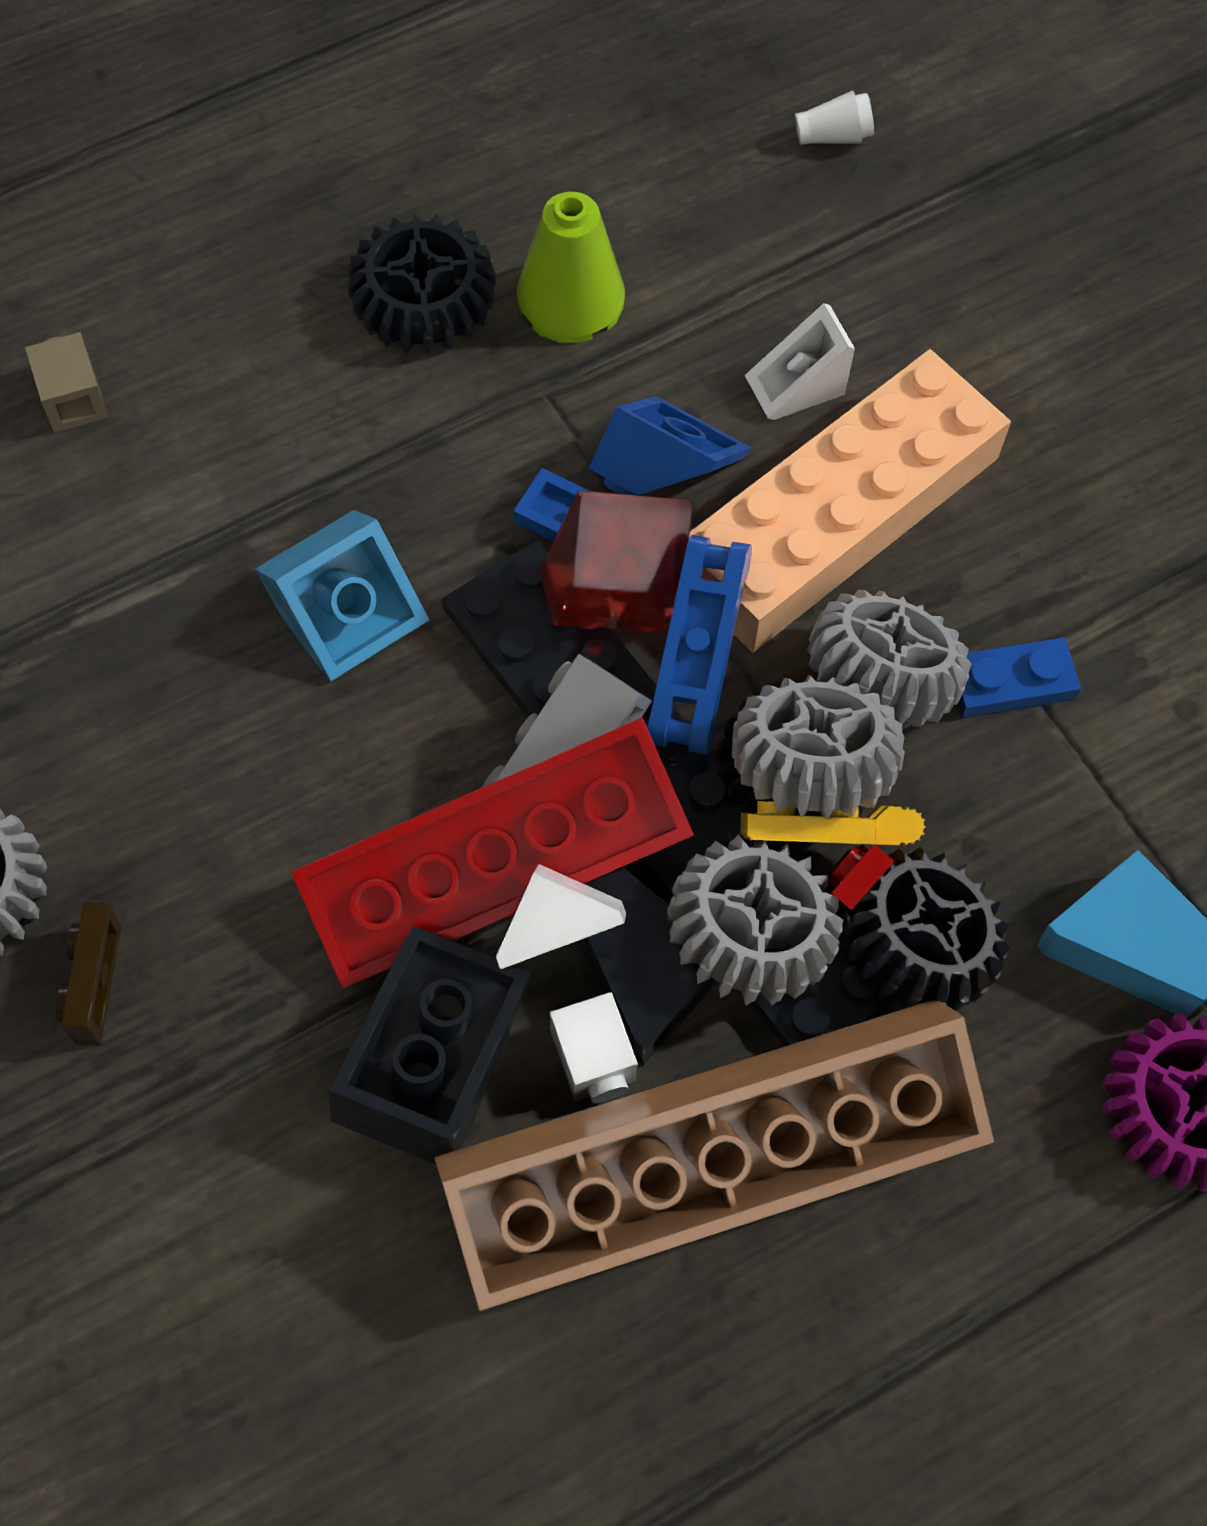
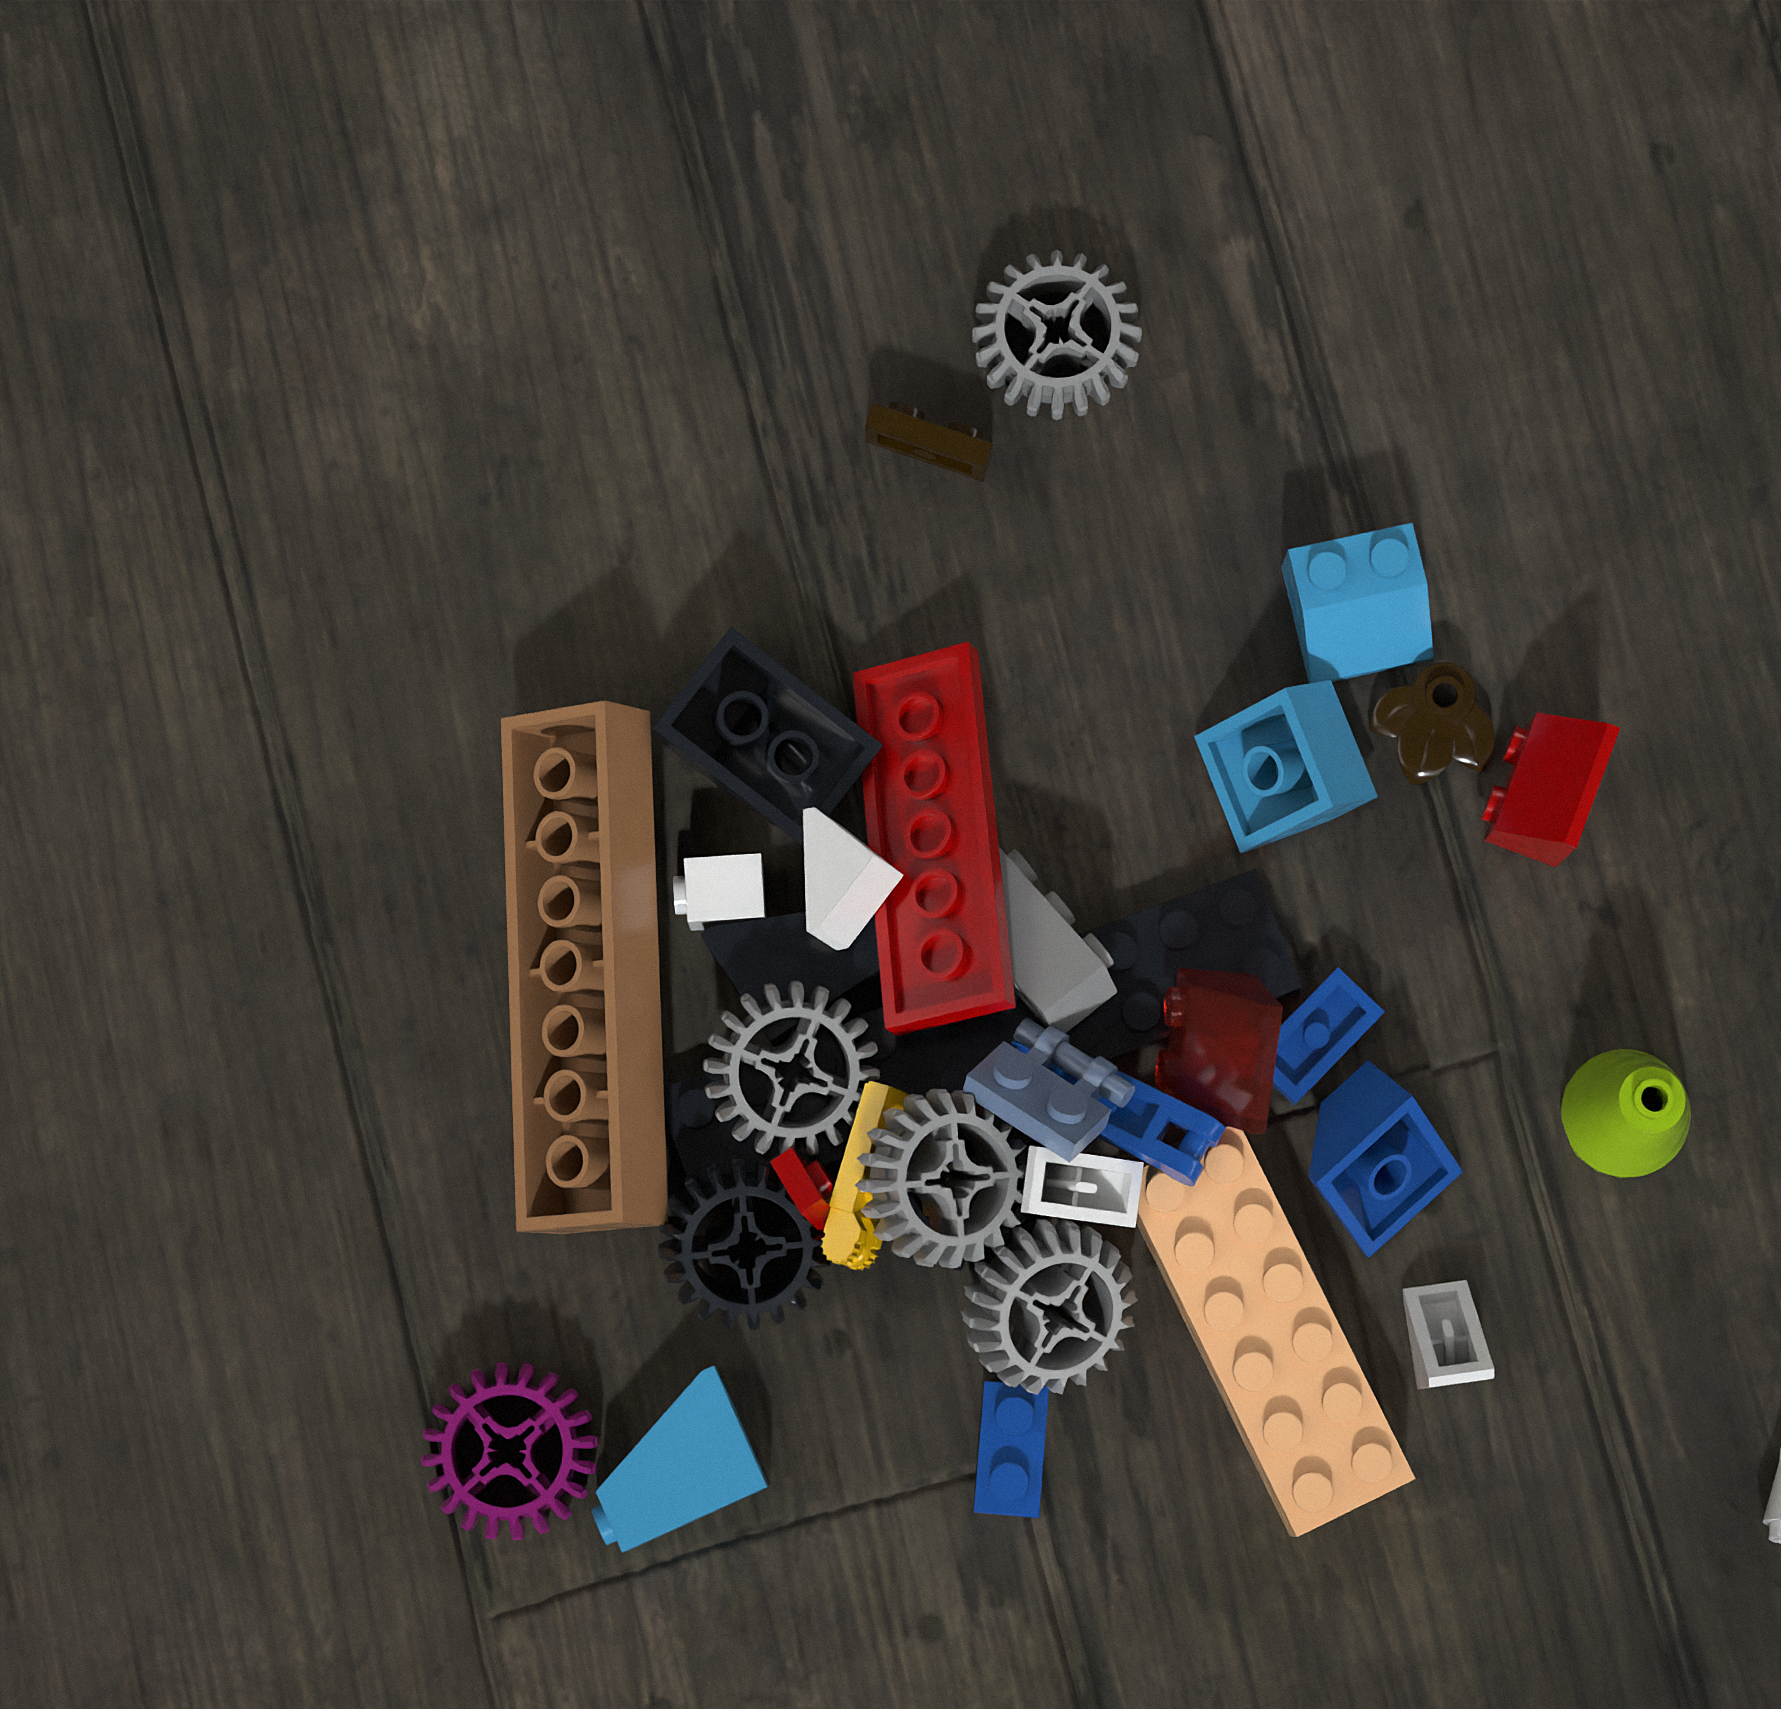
camera: 110 degrees right, 15 degrees up
(66, 382) = (1625, 529): dark tan brick -> none
(176, 567) = (1360, 604): none -> dark azure slope
(279, 495) = (1434, 733): none -> dark brown plate
(311, 375) = (1549, 786): none -> red slope
(388, 289) = (1674, 912): black gear -> none
(721, 679) = (1041, 1102): none -> sand blue plate
(783, 640) = (1084, 1189): none -> white slope

